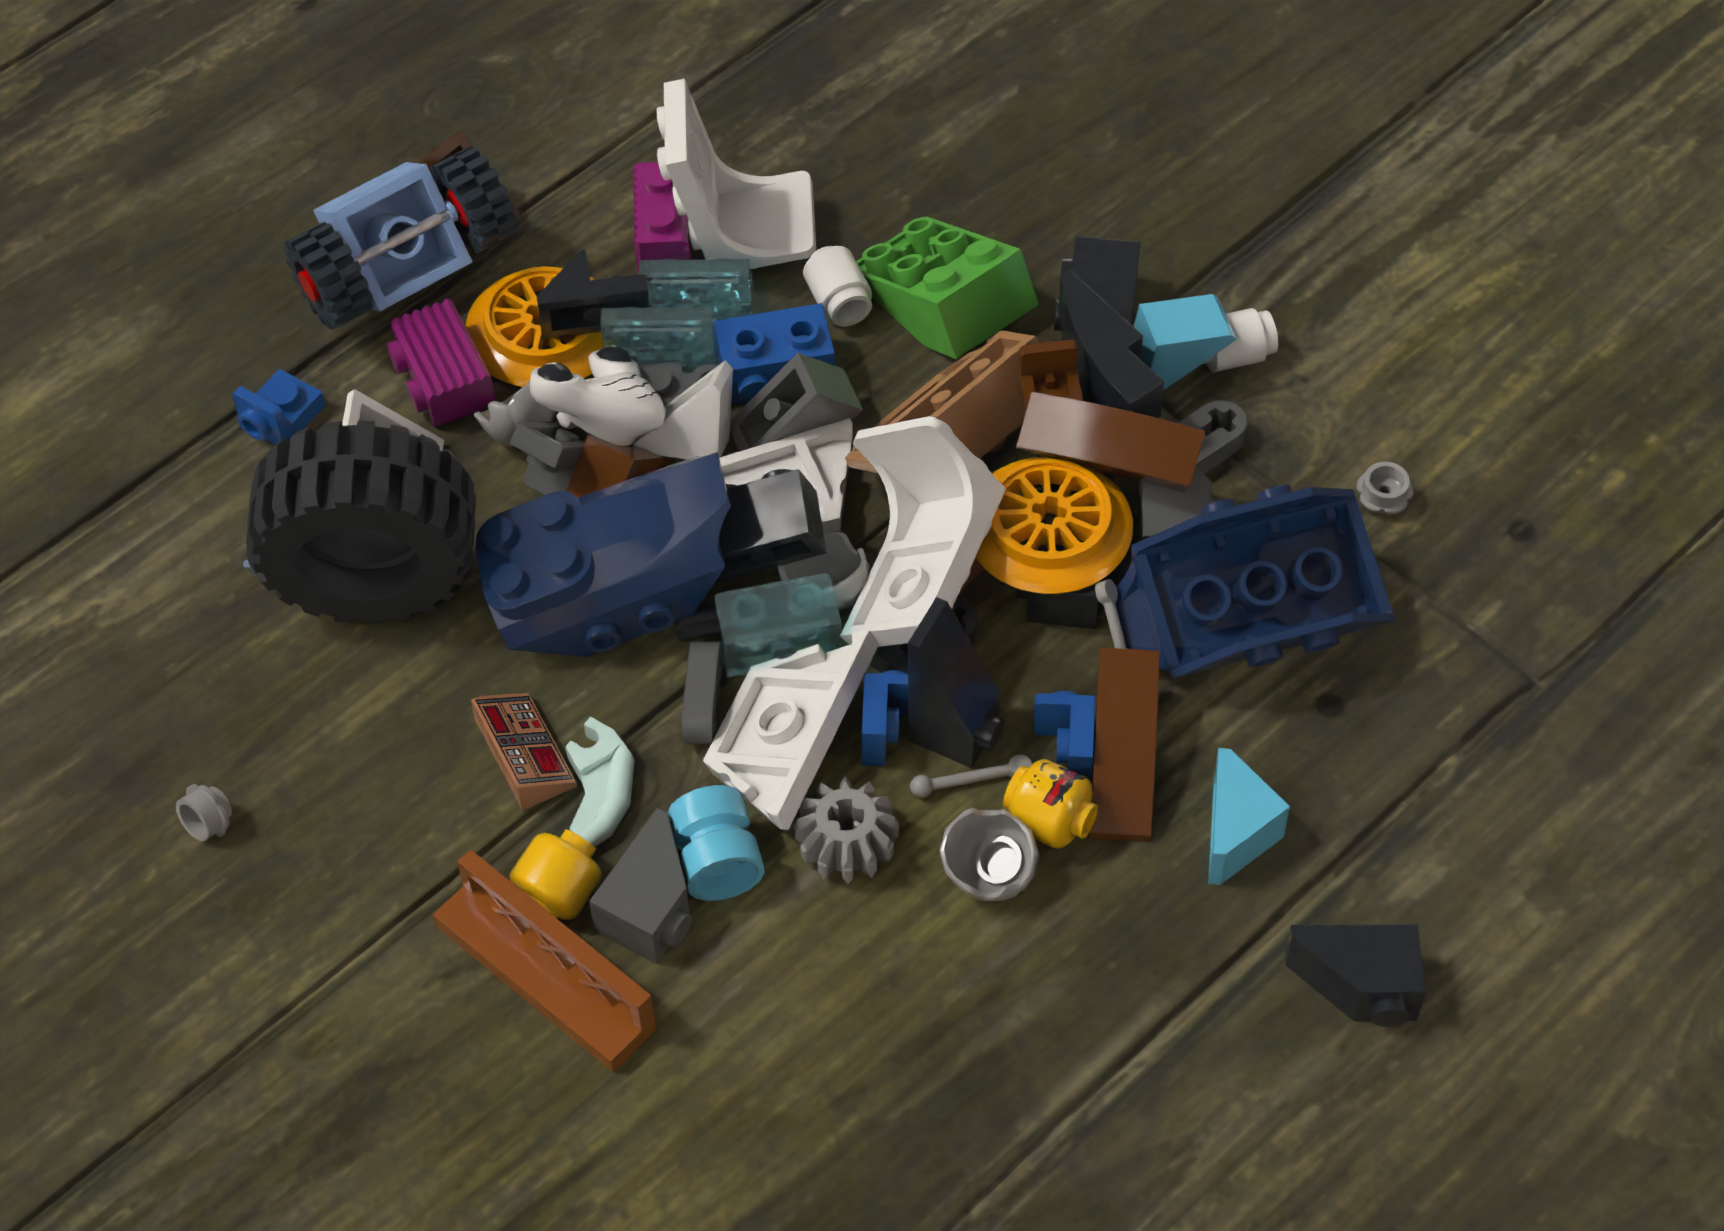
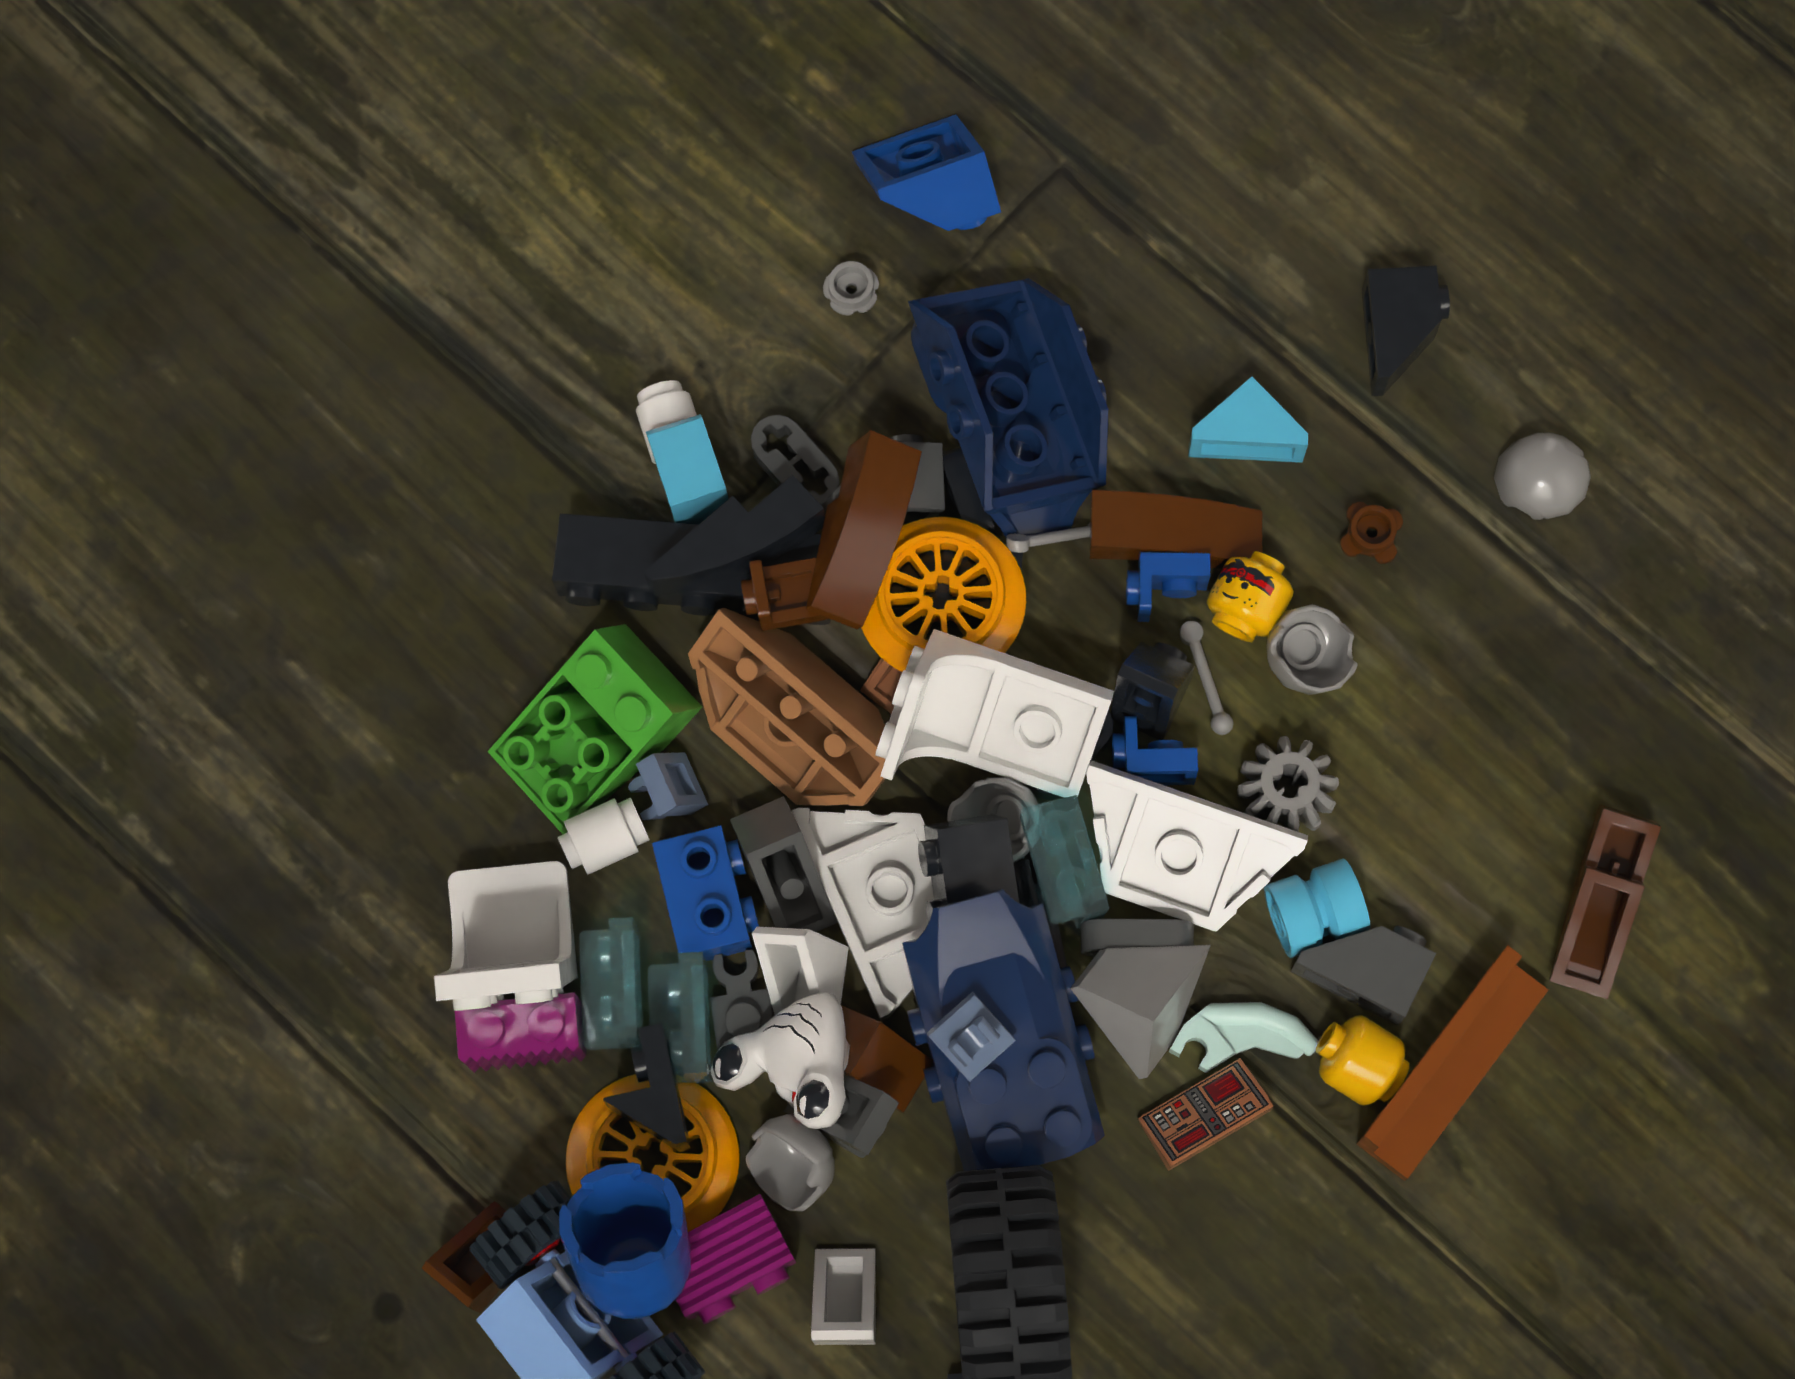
camera: 90 degrees left, 20 degrees up
(445, 239) = (627, 1240): none -> blue cylinder
(594, 487) = (971, 1036): none -> sand blue tile
(636, 680) = (1141, 998): none -> light grey slope
(705, 1124) = (1604, 901): none -> reddish brown slope
(882, 333) = (669, 784): none -> sand blue tile
(1127, 918) = (1383, 520): none -> reddish brown plate
(1189, 1108) = (1542, 475): none -> light grey hair
(1506, 551) = (933, 174): none -> blue slope

